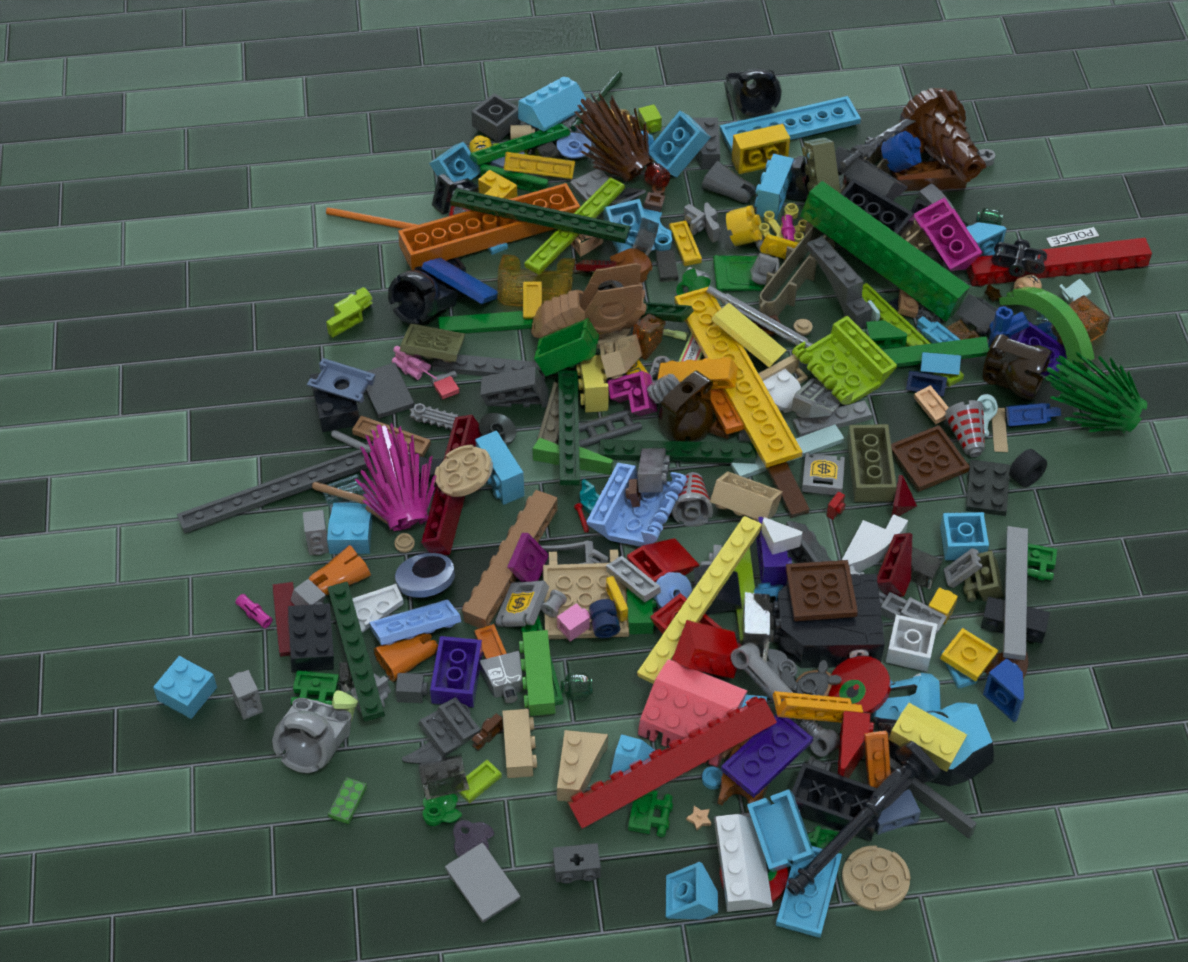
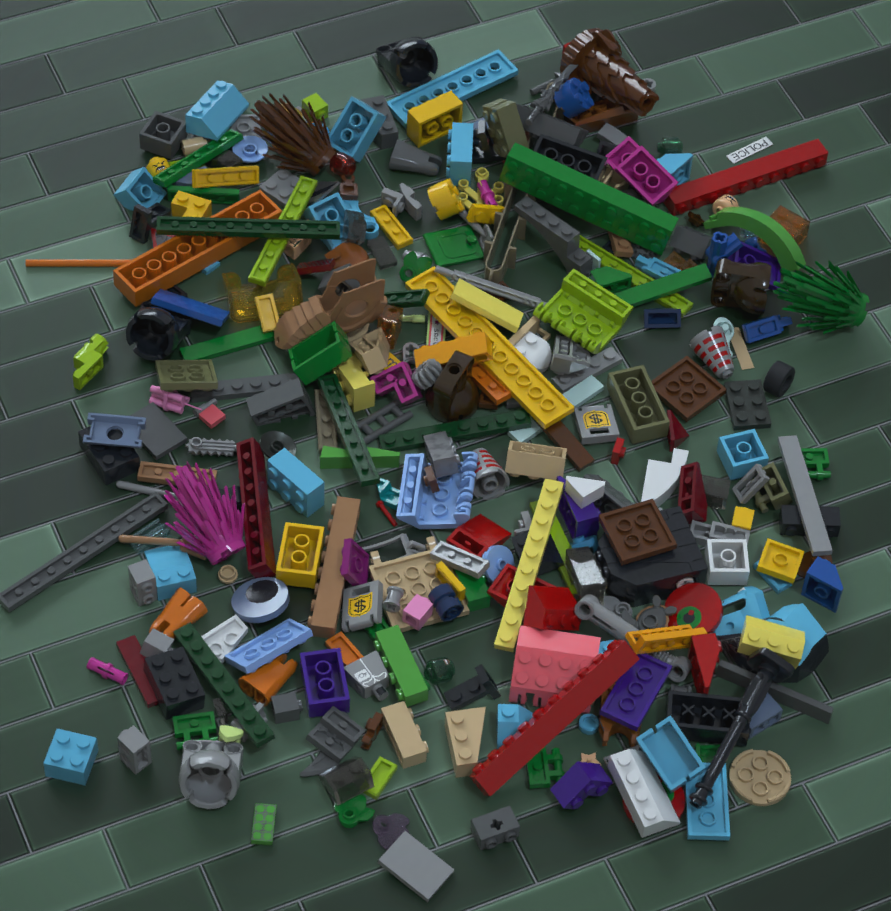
camera: 20 degrees left, 0 degrees up
(464, 471) = (267, 492): tan tile -> none
(478, 539) = (300, 555): none -> yellow brick
(603, 92) = (247, 122): dark green bar -> none
(604, 713) = (472, 690): none -> black bracket
(680, 836) = (579, 782): none -> dark purple brick
(690, 893) = (605, 829): medium azure slope -> none
(760, 268) = (476, 238): light grey bracket -> none
(803, 327) = (530, 287): tan plate -> none
(877, 757) = (732, 671): orange plate -> none
(931, 404) = (673, 337): light nougat plate -> none
(940, 363) = (670, 296): medium azure tile -> none
(1027, 260) = (714, 180): black axle -> none
(1074, 291) = (769, 203): light aqua bracket -> none

